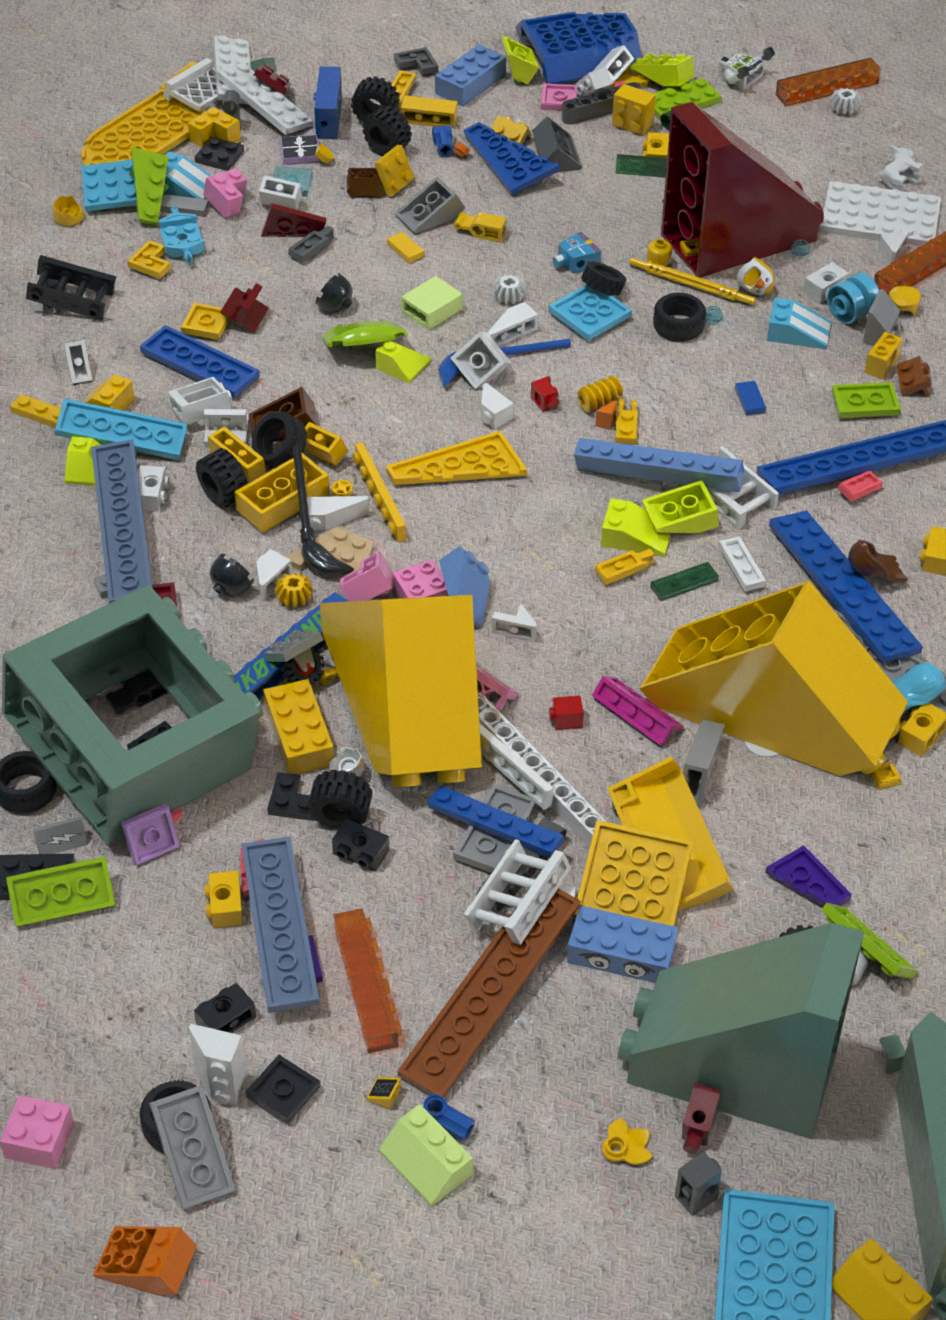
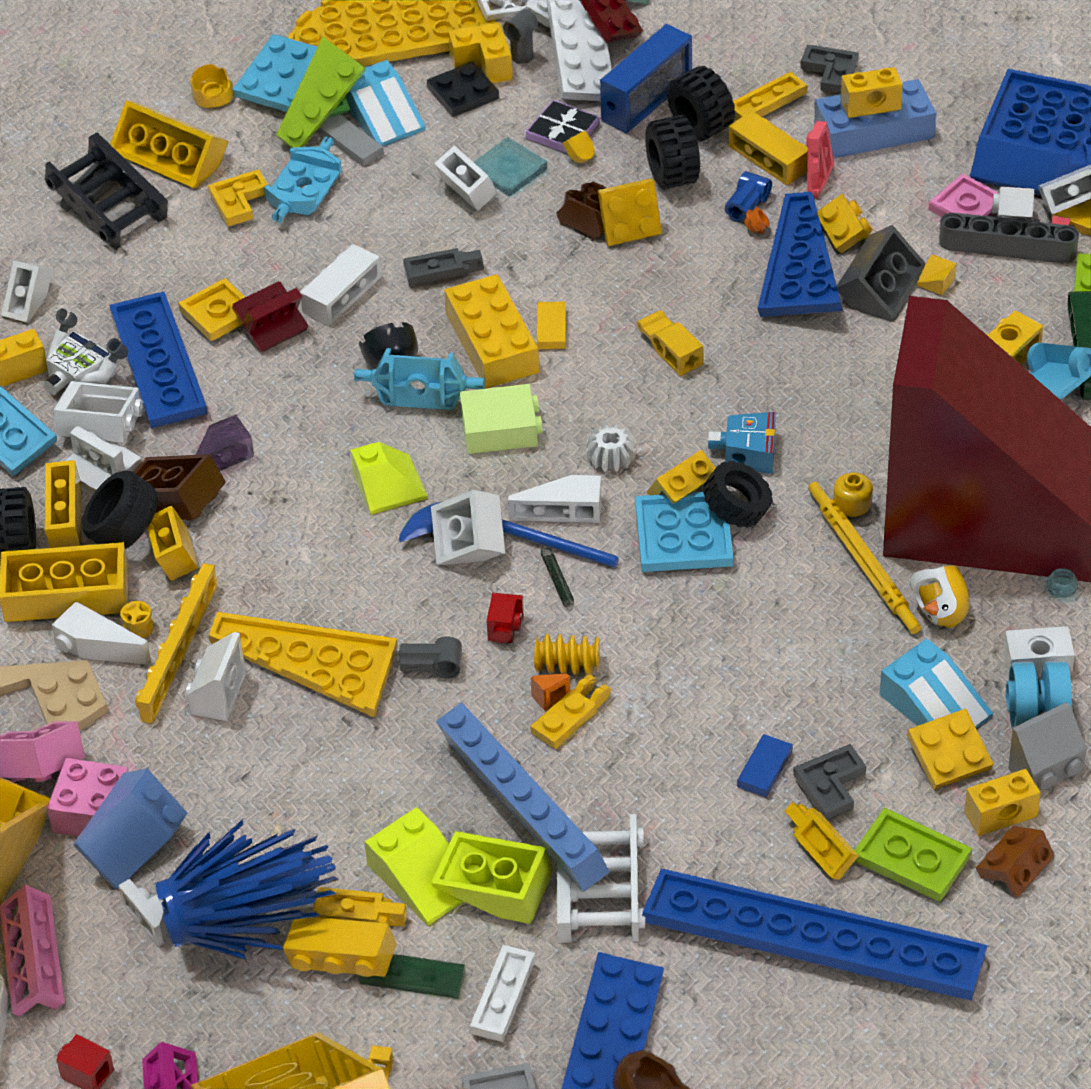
camera: 40 degrees right, 0 degrees up
(83, 248) = (167, 144): none -> yellow slope
(155, 381) = (78, 358): none -> torso
(226, 191) = (406, 141): bright pink brick -> none
(265, 274) = (340, 284): none -> white brick
(289, 221) = (437, 222): dark red wing -> none
(292, 378) = (227, 442): none -> clear purple slope
(312, 552) = (20, 680): black piece -> none
(358, 302) = (440, 376): none -> medium azure plate
(363, 333) = (370, 422): lime slope -> none
(380, 262) = (491, 331): none -> yellow brick
(426, 494) = (217, 679): none -> white slope
(430, 207) = (633, 284): light grey slope -> none
(465, 106) = (819, 158): none -> coral wing
(470, 56) = (871, 92): none -> yellow brick
(495, 407) = (422, 603): white slope -> none
(520, 60) = (949, 123): neon yellow slope -> none
(531, 428) = (441, 658): none -> dark grey piece
(547, 364) = (564, 584): none -> dark green piece
(563, 592) = (217, 889): none -> blue plant
(565, 284) = (683, 478): none -> yellow bracket
(583, 135) = (937, 274): none -> yellow slope
(633, 109) = (1030, 268): yellow brick -> none
(640, 584) = (340, 946): none -> yellow brick
(679, 304) = (784, 622): black tyre -> none
(713, 314) = (839, 619): clear light blue plate -> none
(787, 387) = (824, 778): none -> dark grey plate
(818, 415) = (821, 840): none -> yellow hinge
(832, 345) = (949, 749): none -> yellow plate
(860, 485) = (771, 974): coral plate -> none

